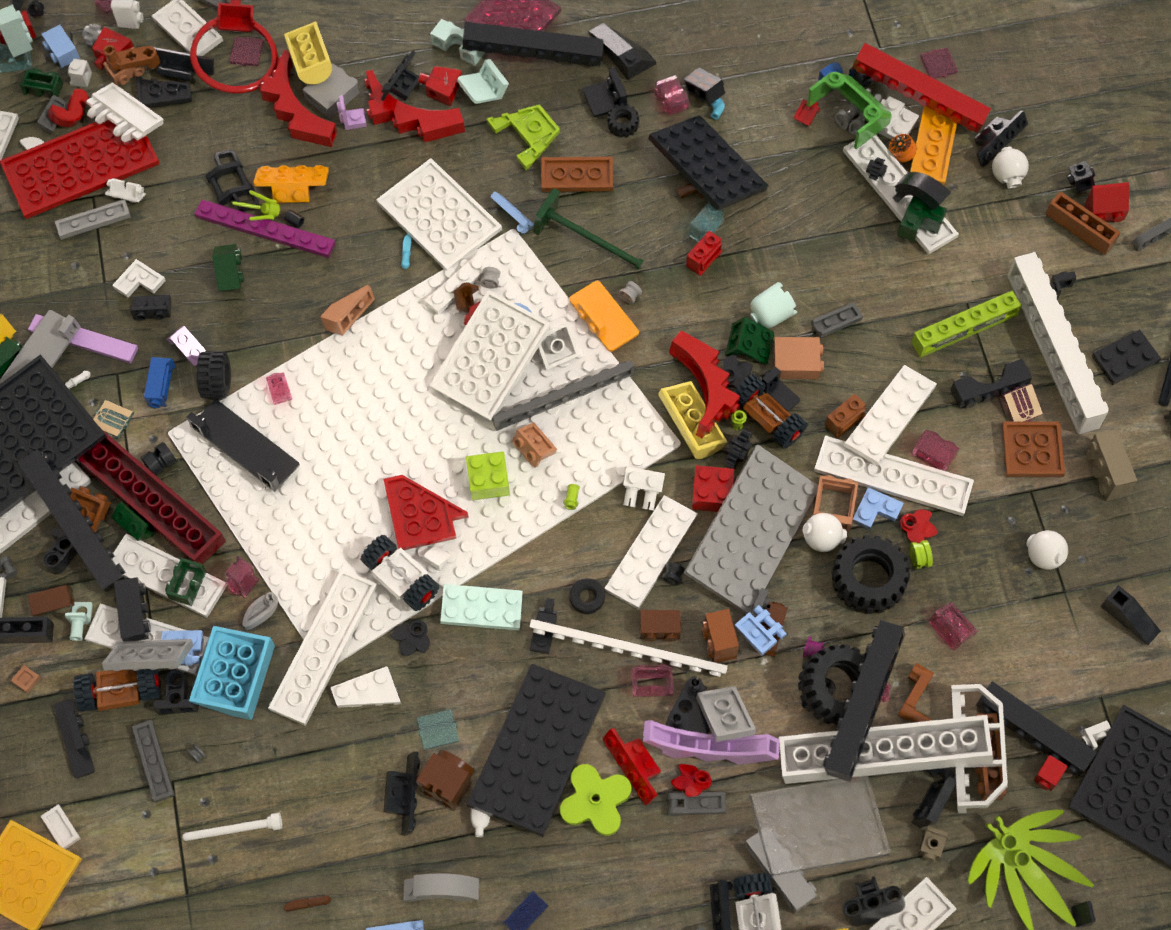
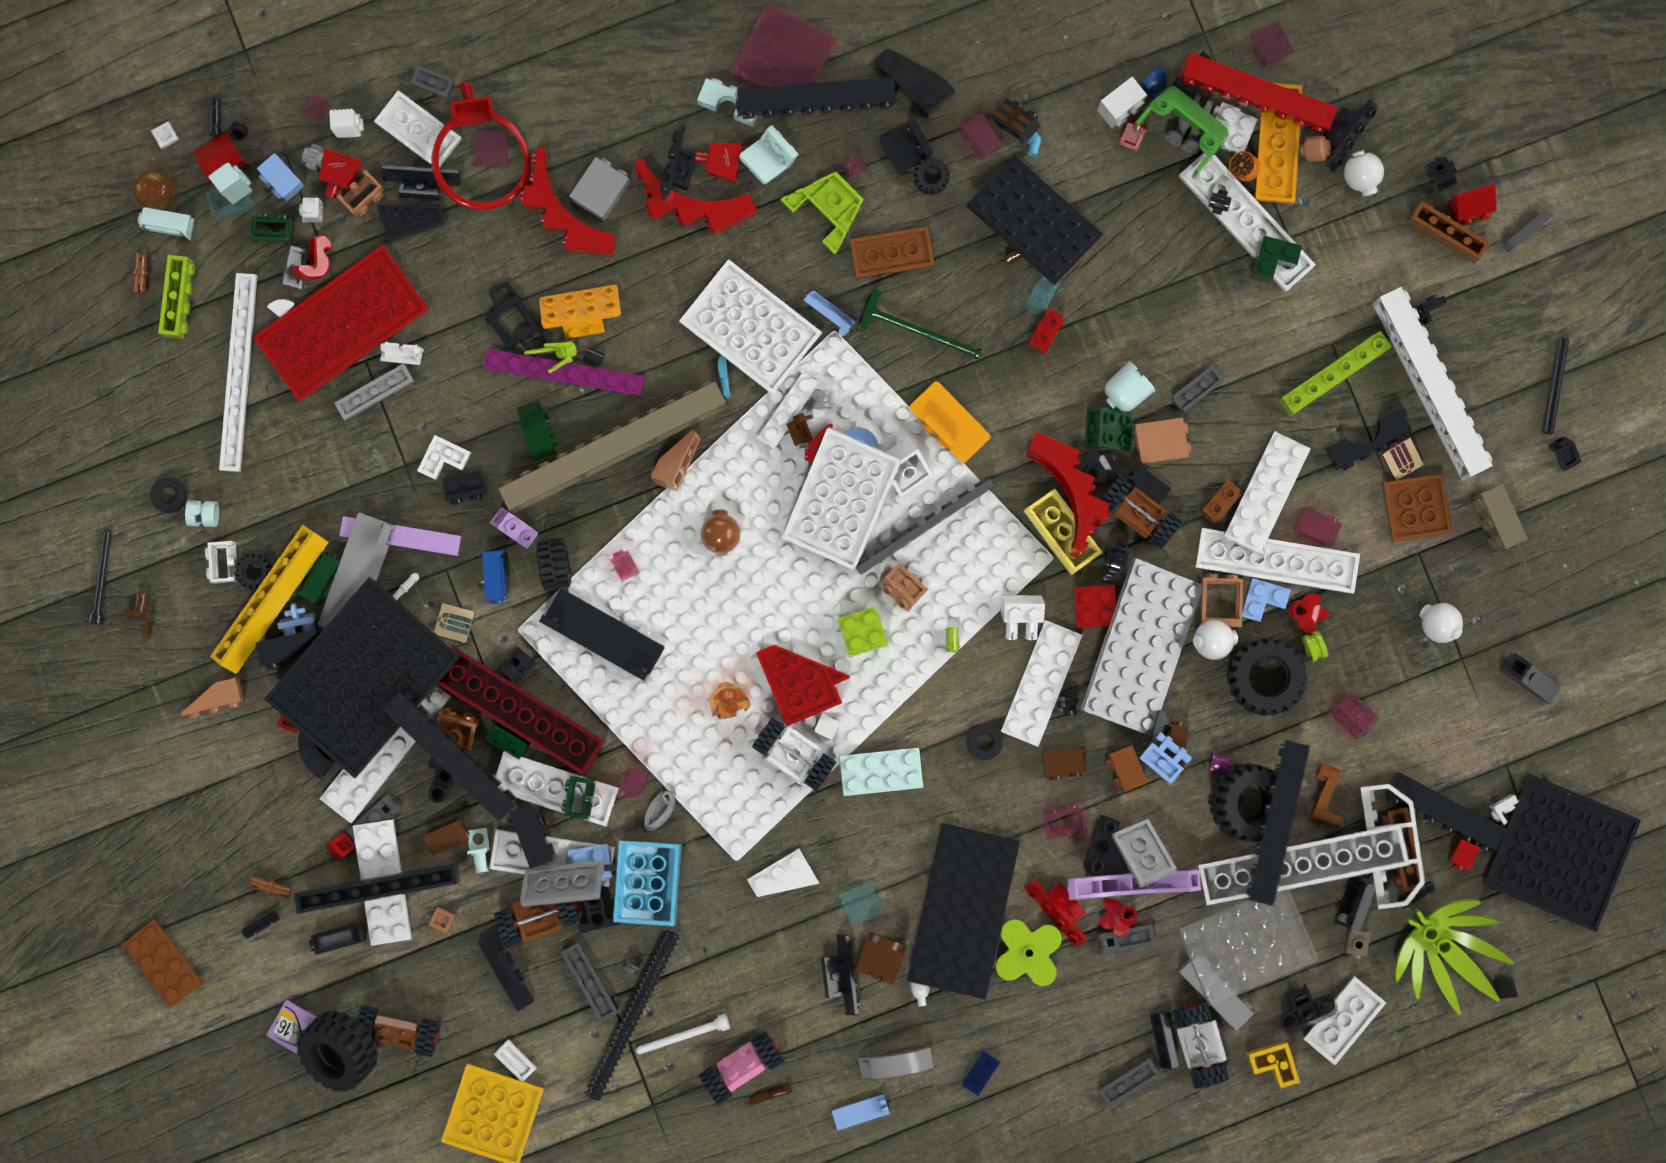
camera: 10 degrees left, 20 degrees up
(121, 60) = (357, 191): dark orange beam -> none
(122, 109) = (376, 253): white hinge -> none
(185, 800) = (631, 1015): none -> black piece
(281, 865) = (741, 1067): none -> plate
(291, 289) = (613, 447): none -> dark tan piece
(309, 54) = (567, 151): light yellow brick -> none
(323, 647) = (732, 841): white plate -> none
(348, 517) = (728, 700): none -> clear orange cylinder
(351, 118) = (630, 218): lavender bracket -> none
(373, 372) = (720, 533): none -> dark orange brick
(409, 639) = (817, 817): black plate -> none
(539, 642) = (947, 782): black hinge -> none
(556, 103) = (854, 166): none -> clear pink wheel
(630, 292) = (973, 391): light grey wheel -> none
(635, 649) = (1028, 793): white plate -> none
(738, 419) = (1115, 524): lime pin -> none
(796, 82) = (1122, 102): none -> white brick
(922, 187) = (1273, 229): black arch -> none
(968, 142) = (1315, 148): none -> nougat head
(999, 807) = (1428, 888): none -> black axle
(1126, 357) = (1505, 383): black plate -> none

